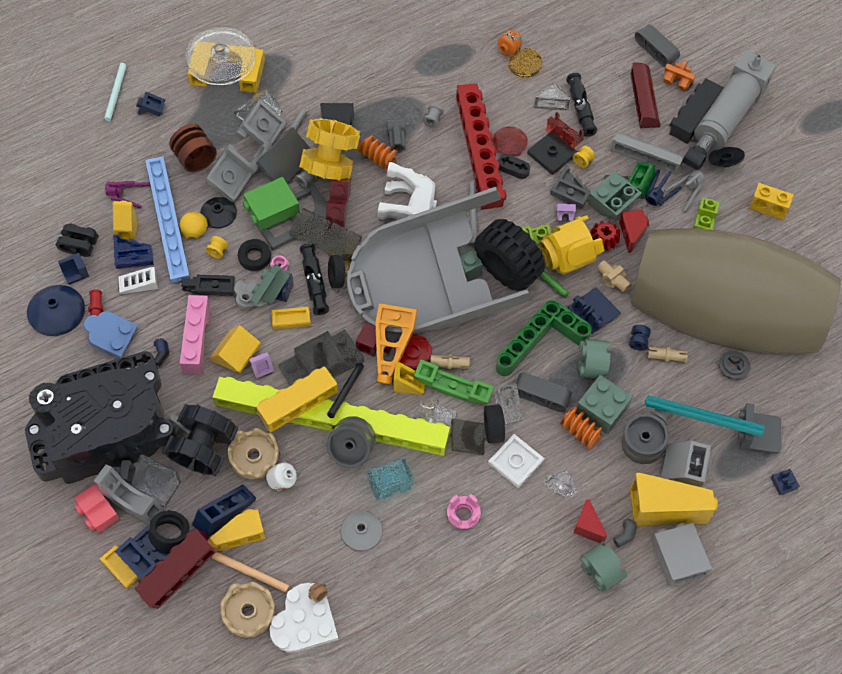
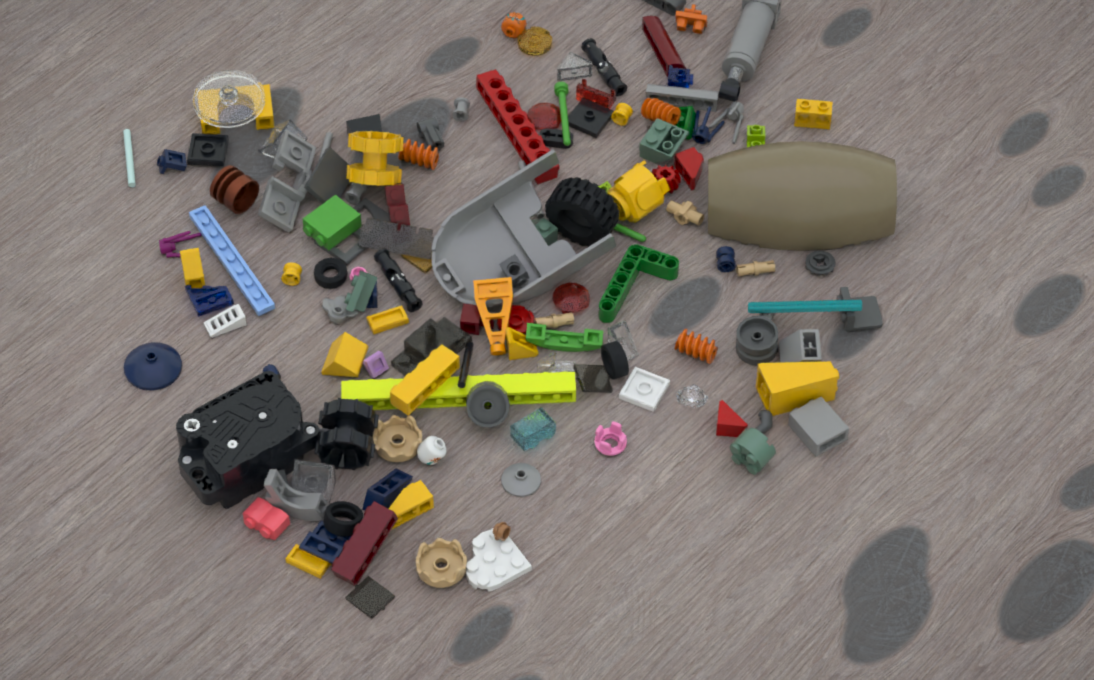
camera: 15 degrees left, 10 degrees down
(73, 268) = (157, 324): dark blue panel -> none
(77, 240) = (150, 299): black brick -> none
(95, 302) = (193, 354): red pin -> none
(109, 333) = (216, 371): medium blue plate -> none
(167, 626) = (370, 597): none -> clear smoke piece
(187, 100) = (207, 149): none -> black plate
(193, 225) = (259, 260): yellow hair -> none
(193, 338) = (302, 353): bright pink arch -> none
(210, 285) = (297, 308): black hinge -> none
(222, 217) = (279, 244): black dish -> none
(251, 572) = (429, 535): light nougat bar -> none
(336, 271) = (418, 267): black tyre -> none
(418, 186) = (471, 176): white animal -> none
(422, 293) = (512, 264): none -> dark grey brick
(474, 340) = (571, 297): none -> clear red dish
(533, 119) = (561, 91): none -> bright green piece
(543, 392) = (651, 325): dark grey beam -> none
(568, 209) = (619, 164): lavender tile -> none
(570, 189) = (618, 146): dark grey wing -> none
(594, 309) = (676, 244): dark blue hinge -> none
(594, 358) = (689, 285): sand green brick -> none
(604, 404) = (711, 320): sand green brick -> none
(620, 162) = (656, 108): none -> orange piece
(650, 132) = (679, 77): none -> clear blue brick
(694, 111) = (716, 47): black brick -> none
(726, 157) = (759, 84): black dish -> none
(785, 482) = (894, 348): dark blue tile -> none

